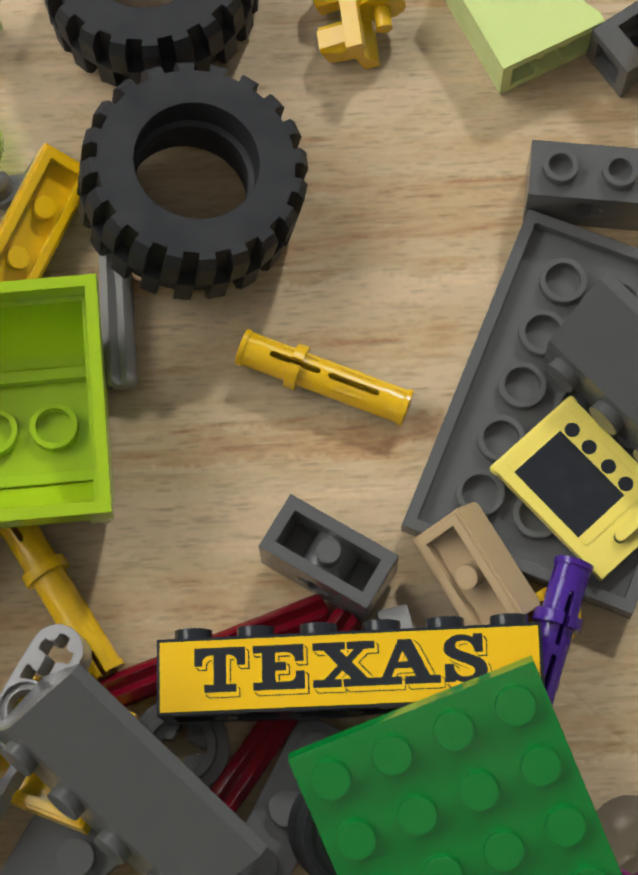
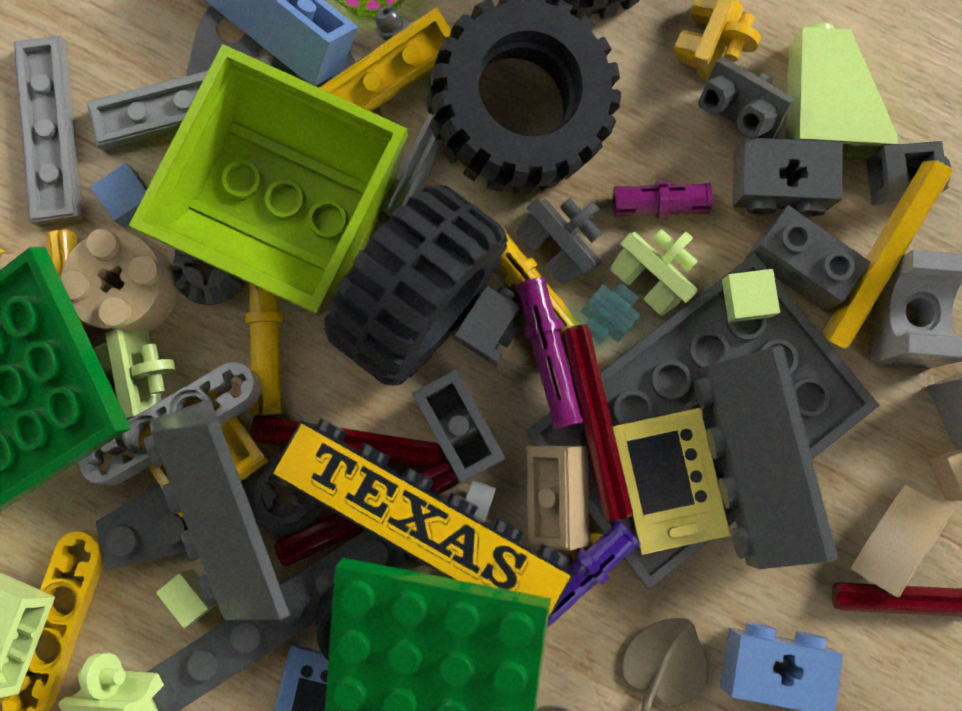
camera: 30 degrees right, 10 degrees up
(197, 427) = (414, 283): none -> black tyre
(291, 302) = (547, 223): none -> dark grey hips
(296, 437) = (491, 323): none -> dark grey brick
(327, 377) = (535, 297): none -> magenta pin
(399, 210) = (662, 199): none -> magenta pin
(410, 280) = (672, 284): none -> yellowish green hips
(416, 353) = (610, 312): none -> clear light blue gear
(426, 61) = (746, 100): none -> dark grey hips
(472, 470) = (597, 423): none -> dark red axle
(529, 91) = (810, 164): none -> dark grey brick
(550, 252) = (750, 295): none -> yellowish green piece

